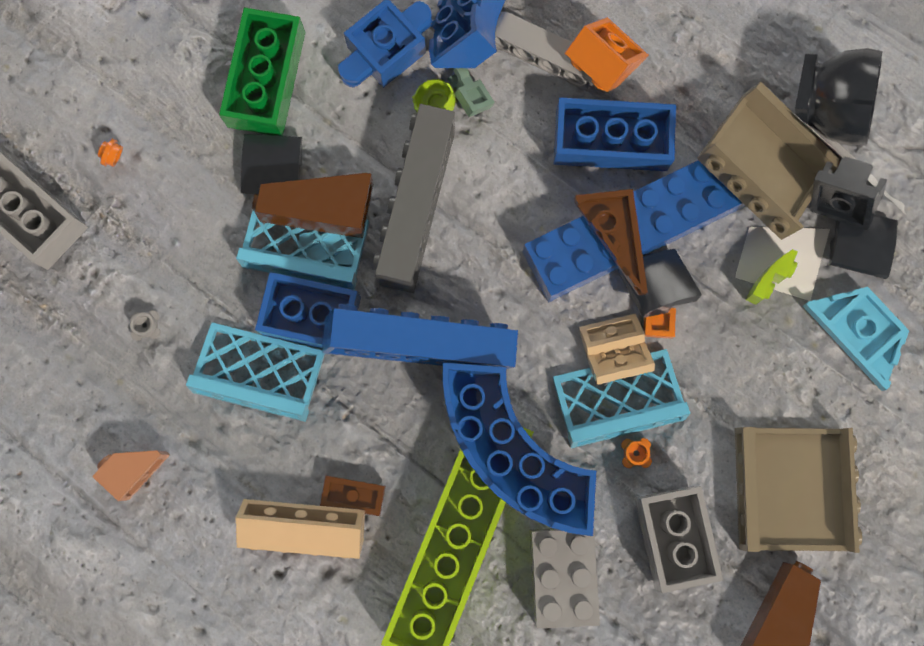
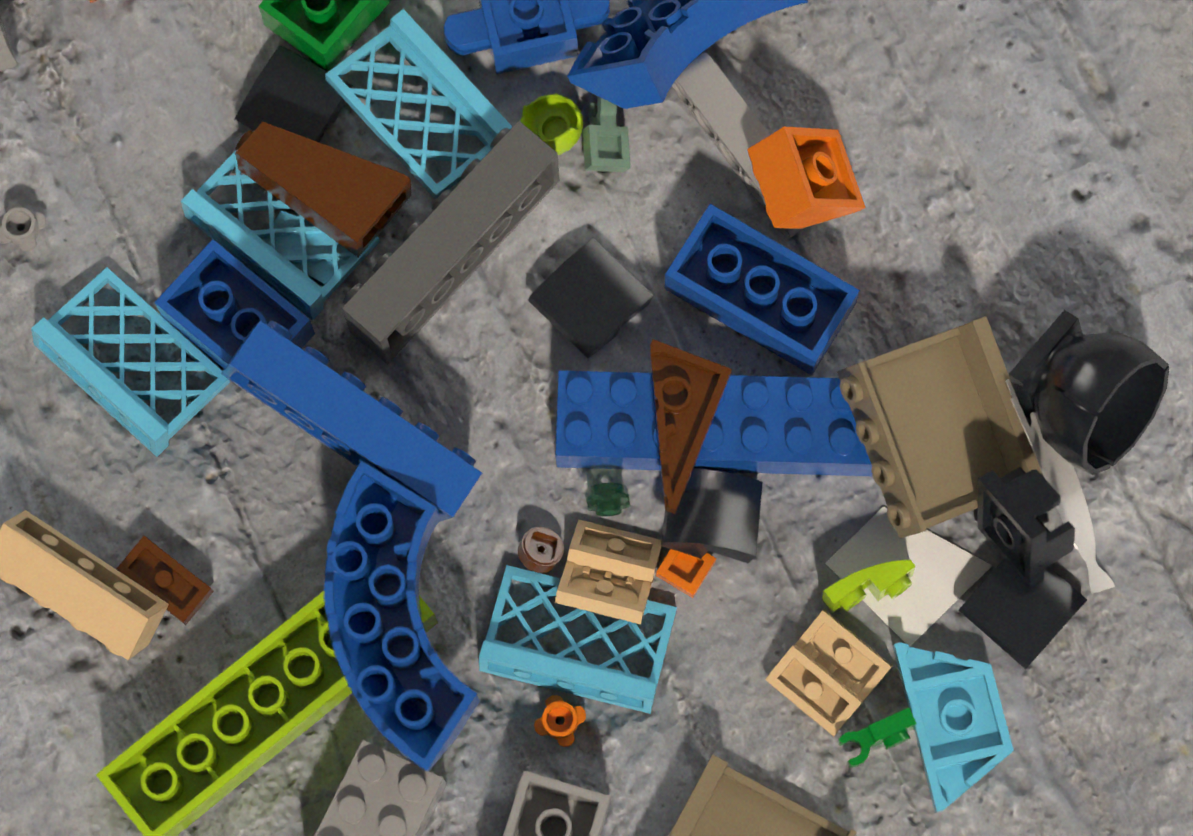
camera: 30 degrees right, 5 degrees down
(356, 104) = (441, 75): none -> medium azure fence
(513, 191) = (590, 298): none -> black slope
(568, 357) = (540, 549): none -> reddish brown tile
(592, 306) = (608, 499): none -> clear green plate
(775, 341) = (829, 672): none -> tan slope
(831, 357) = (889, 731): none -> green plate

